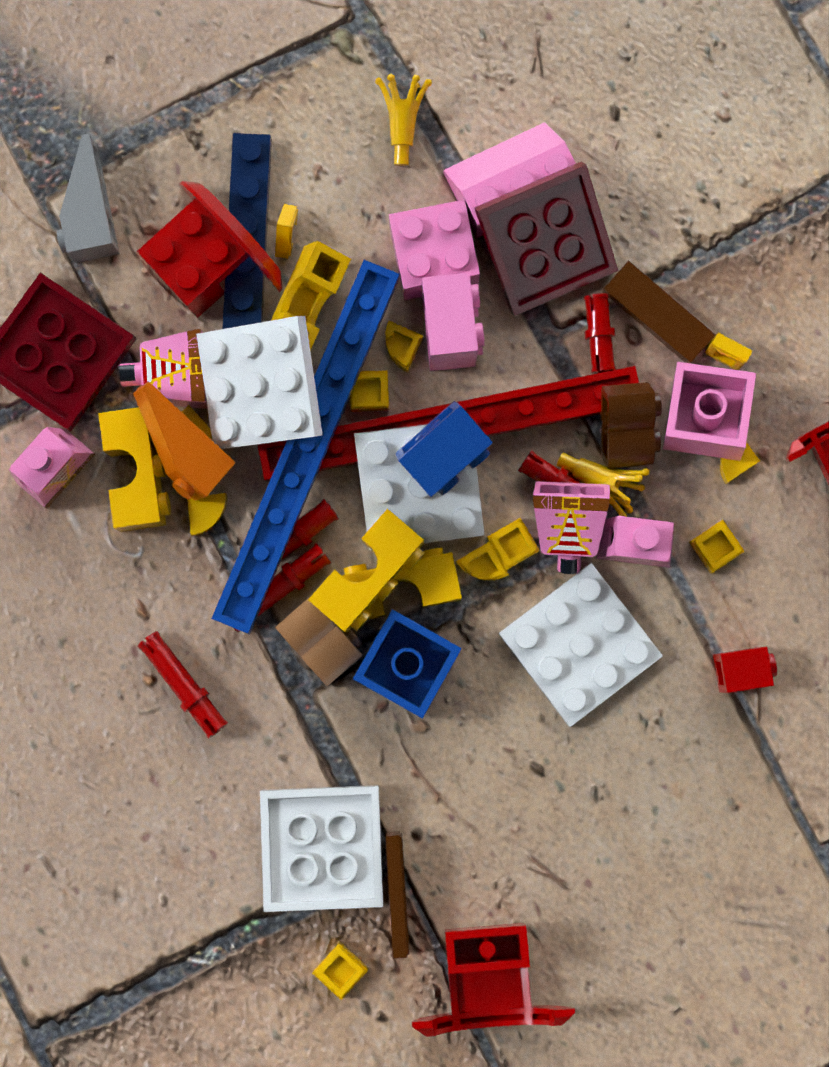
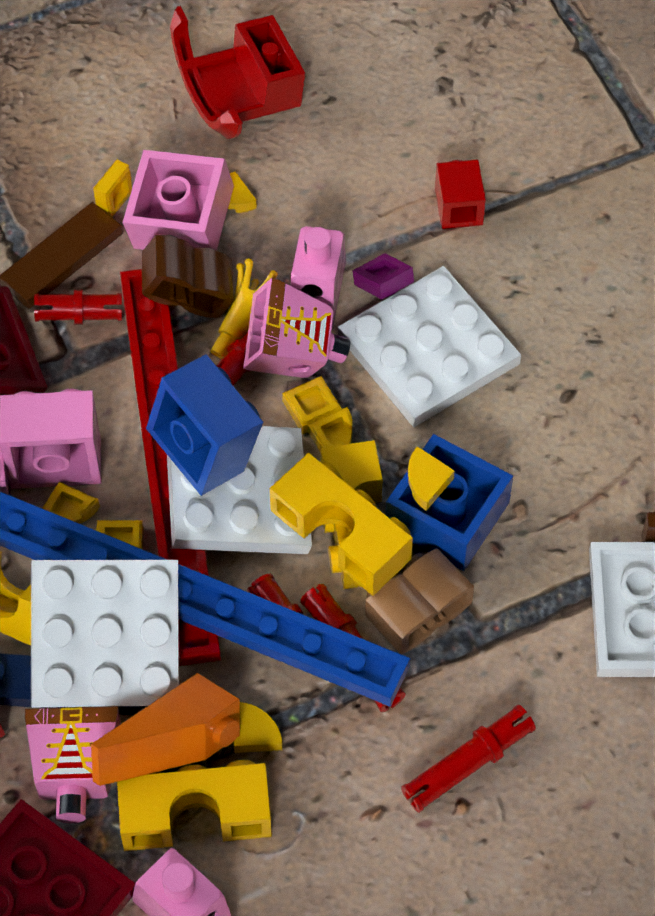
camera: 90 degrees left, 25 degrees down
(411, 642) = (427, 477): none -> yellow tile
(646, 601) = (383, 276): none -> magenta plate
(716, 546) = (325, 212): yellow tile -> none

